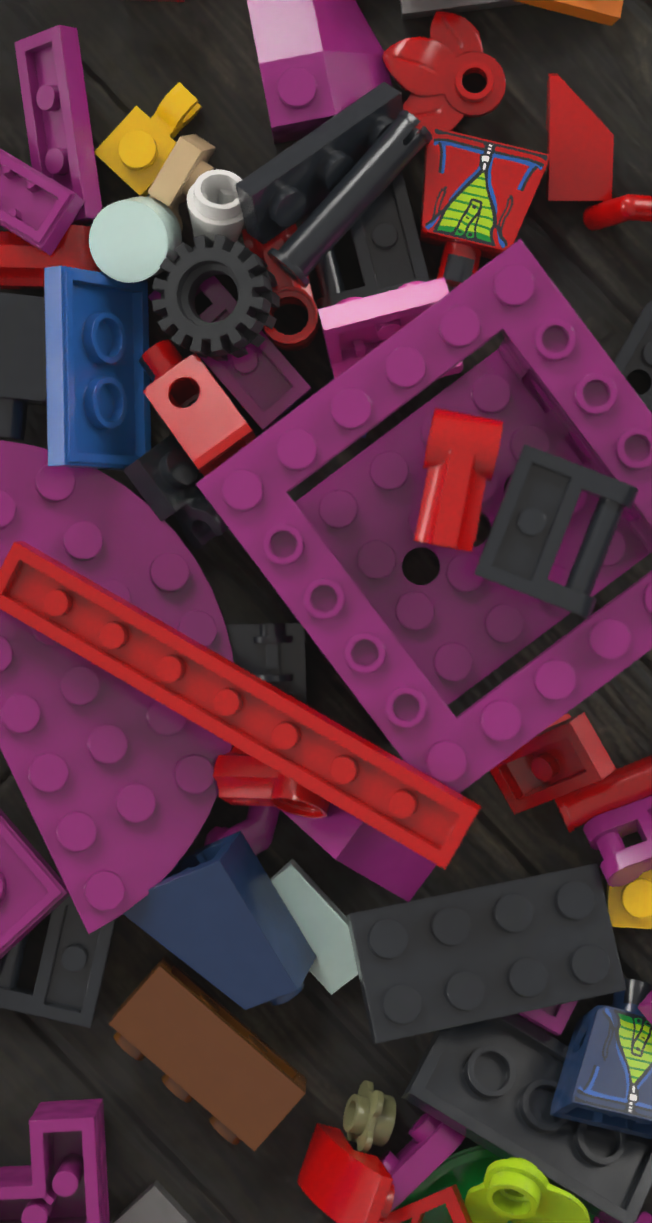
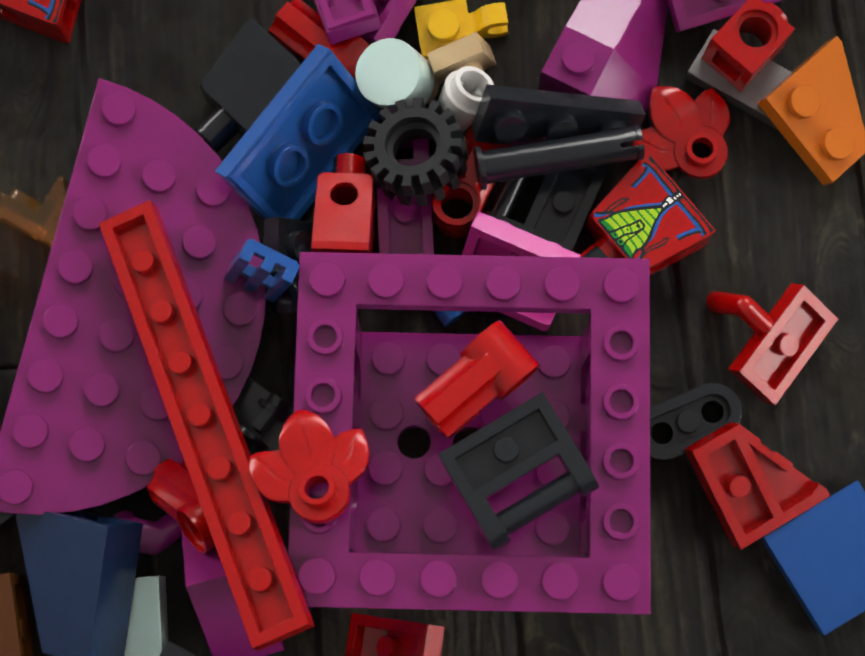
camera: 40 degrees right, 10 degrees down
(179, 518) = (260, 275): none -> blue tile
(360, 665) = (308, 458): none -> red plate
(578, 147) = (738, 245): red slope -> none

